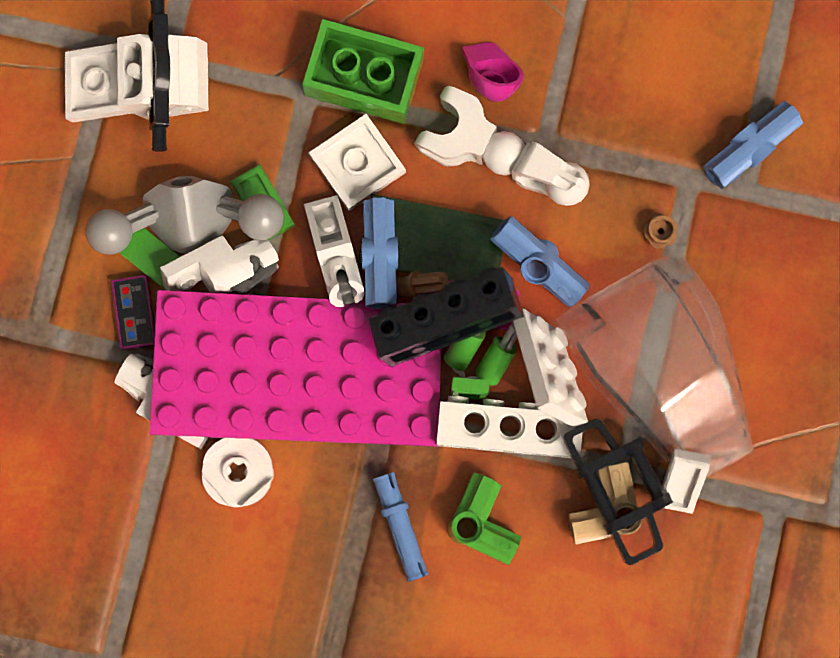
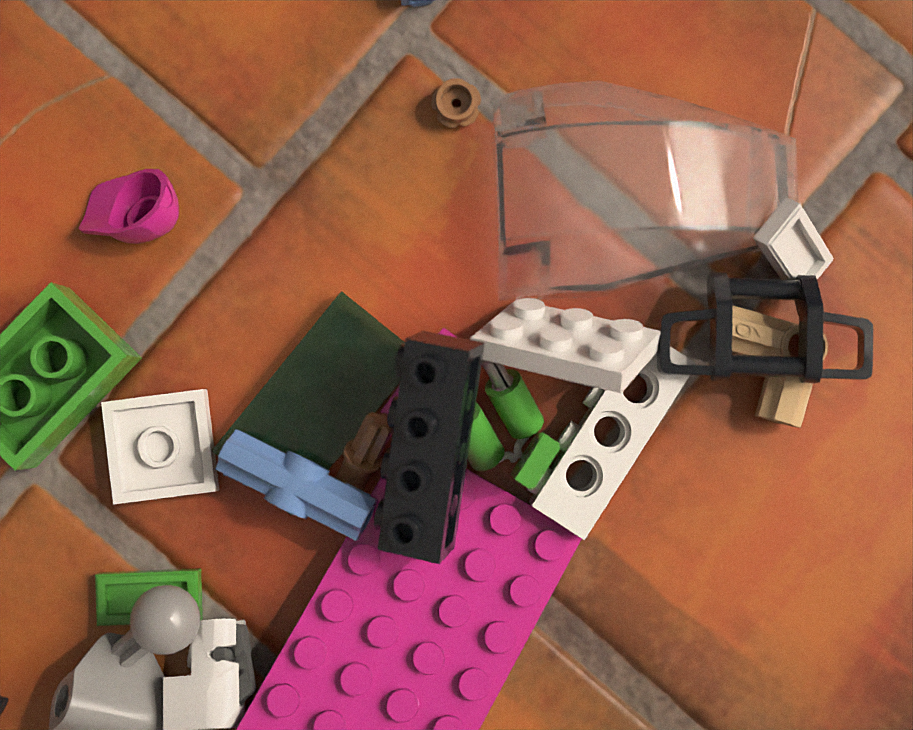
camera: 60 degrees left, 5 degrees up
(334, 251) = (262, 540): white plate -> none
(402, 532) = (640, 634): medium blue pin -> none
(487, 537) = (732, 533): bright green piece -> none
(502, 152) = (246, 252): white piece -> none
(526, 249) = (415, 280): medium blue piece -> none

